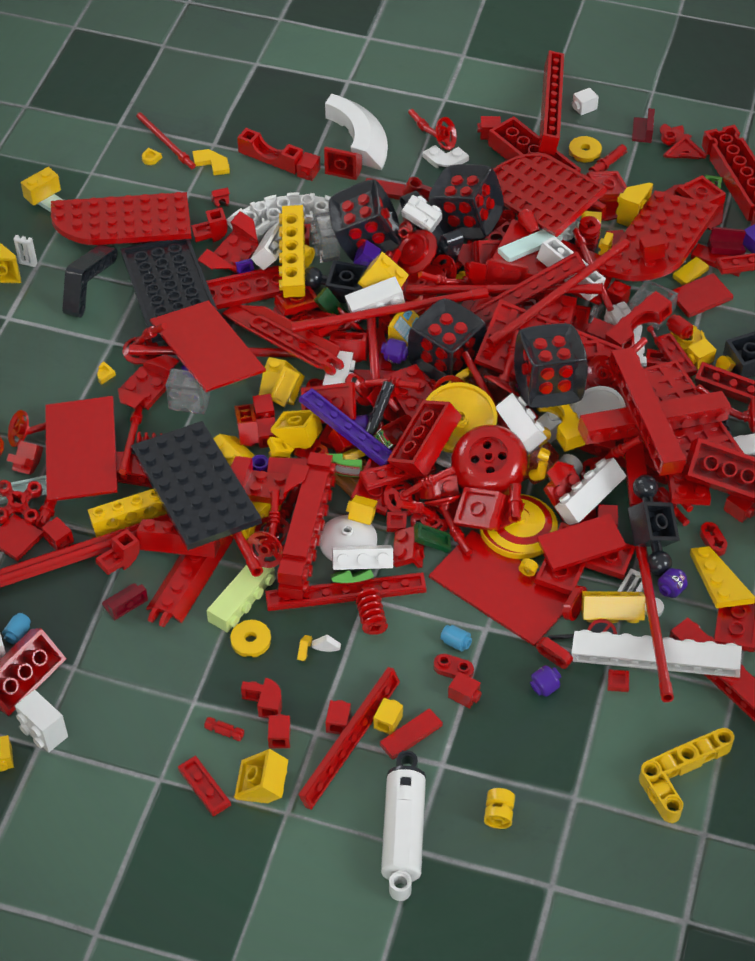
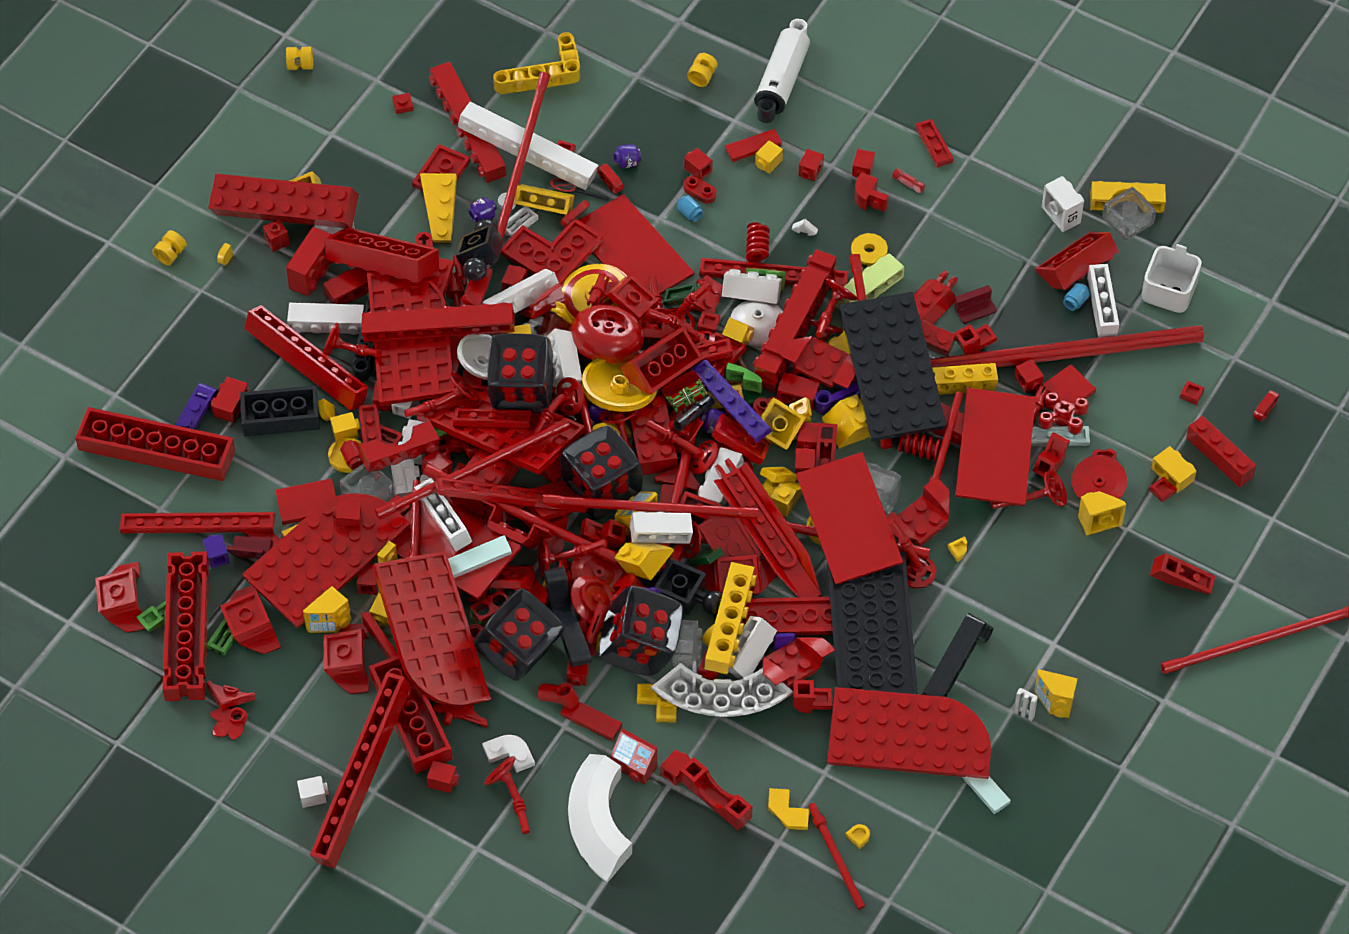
camera: 165 degrees left, 5 degrees up
(40, 186) = (997, 795): yellow brick -> none
(220, 194) = (789, 748): red tile -> none
(261, 777) = (886, 132): yellow slope -> none
(303, 647) = (823, 230): yellow tile -> none
(348, 739) = (810, 143): red tile -> none
(395, 351) = (656, 484): dark purple head -> none
(421, 213) = (577, 620): white brick -> none
(528, 221) = (464, 584): red cone -> none
(528, 567) = (604, 251): yellow axle -> none
(581, 542) = (550, 252): red tile -> none
(585, 142) = (338, 716): yellow tile -> none
(604, 163) = (326, 697): red pin -> none
(643, 127) = (258, 740): dark red panel -> none
(647, 412) = (449, 307): red brick -> none

